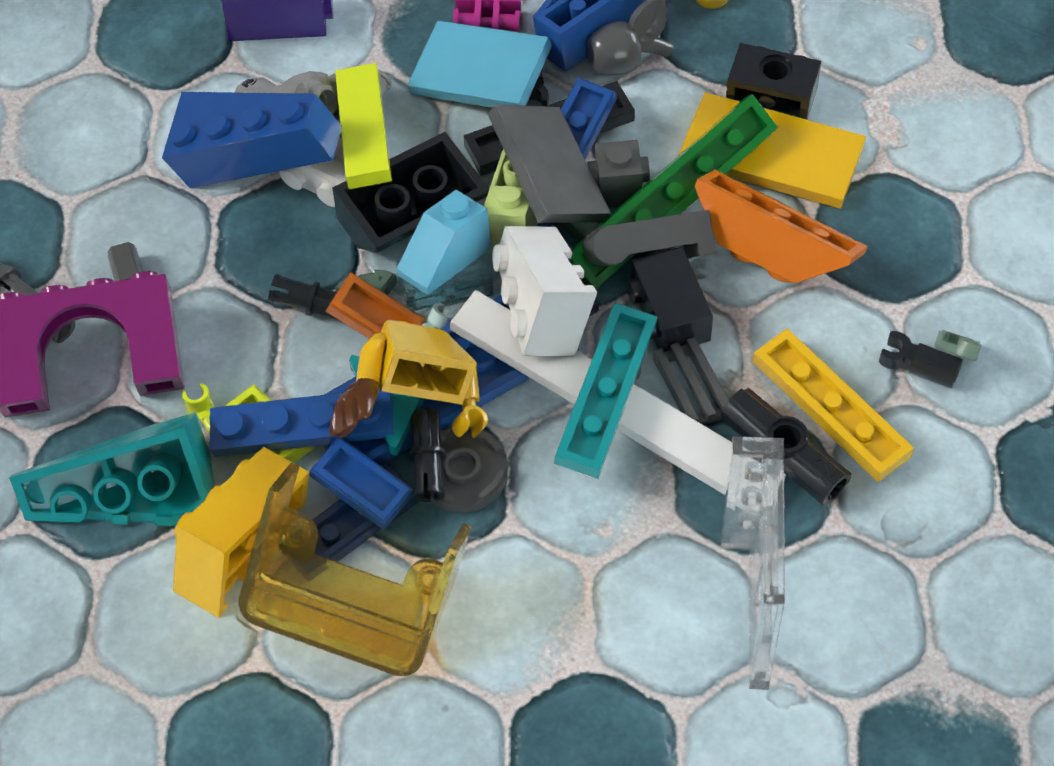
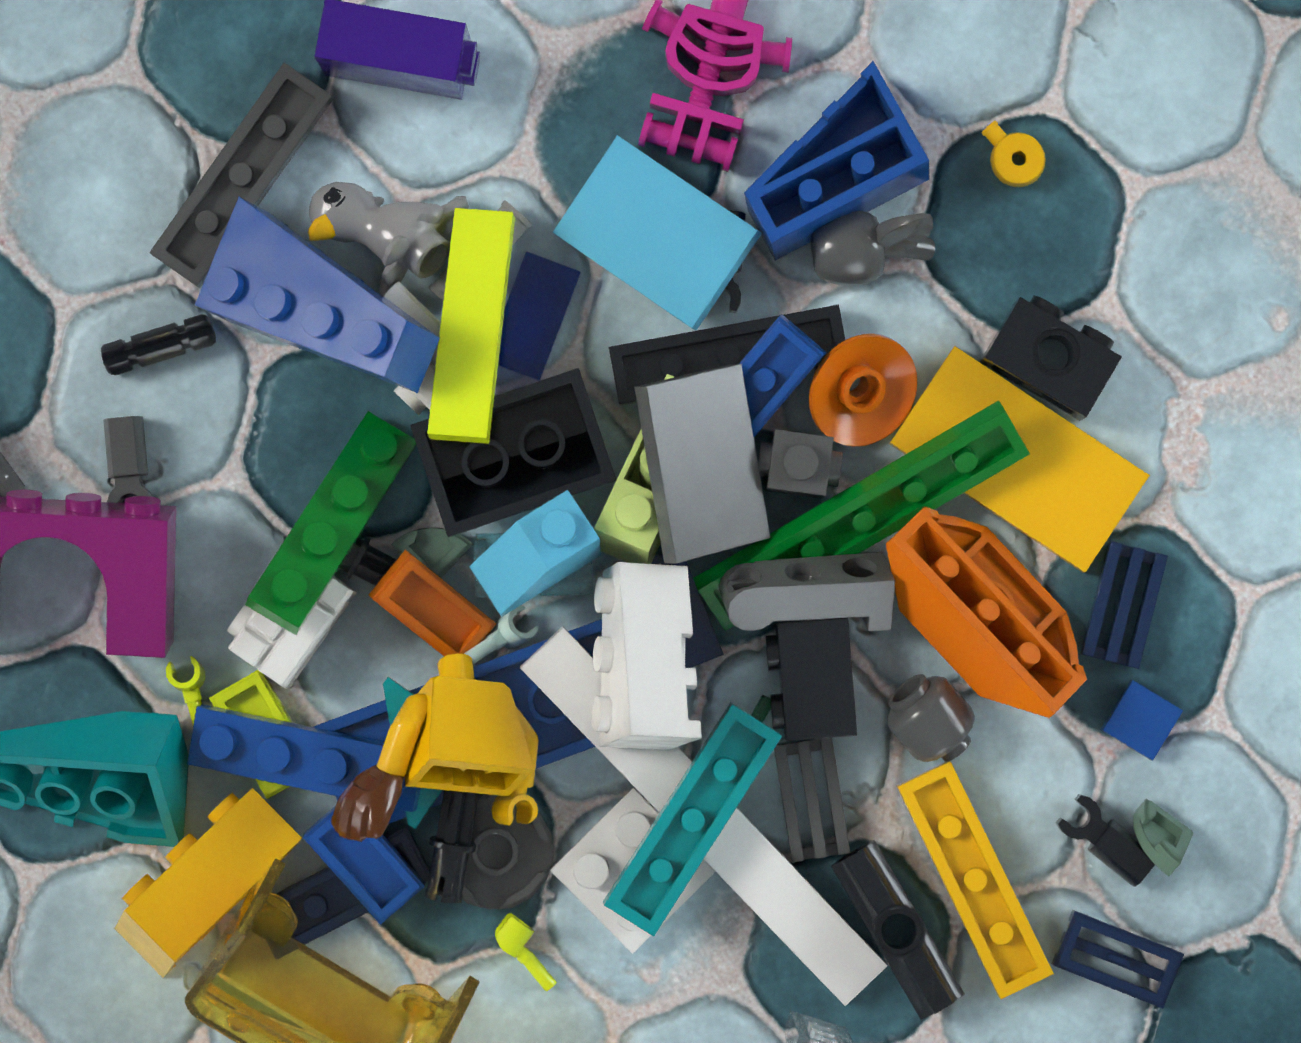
camera: 15 degrees right, 30 degrees up
(140, 205) = (158, 344): none -> black axle
(194, 71) = (244, 169): none -> dark grey plate
(271, 343) = (277, 650): none -> white brick
(287, 269) = (331, 523): none -> green plate
(407, 125) = (535, 314): none -> clear blue tile
(490, 526) = (511, 937): none -> neon yellow hand
(576, 491) = (601, 856): none -> white plate
(659, 115) = (879, 400): none -> orange dish
(763, 306) = (930, 718): none -> dark grey head
(877, 190) = (1146, 610): none -> dark blue tile
(916, 283) = (1141, 720): none -> blue tile
(959, 445) = (1071, 940): none -> dark blue tile

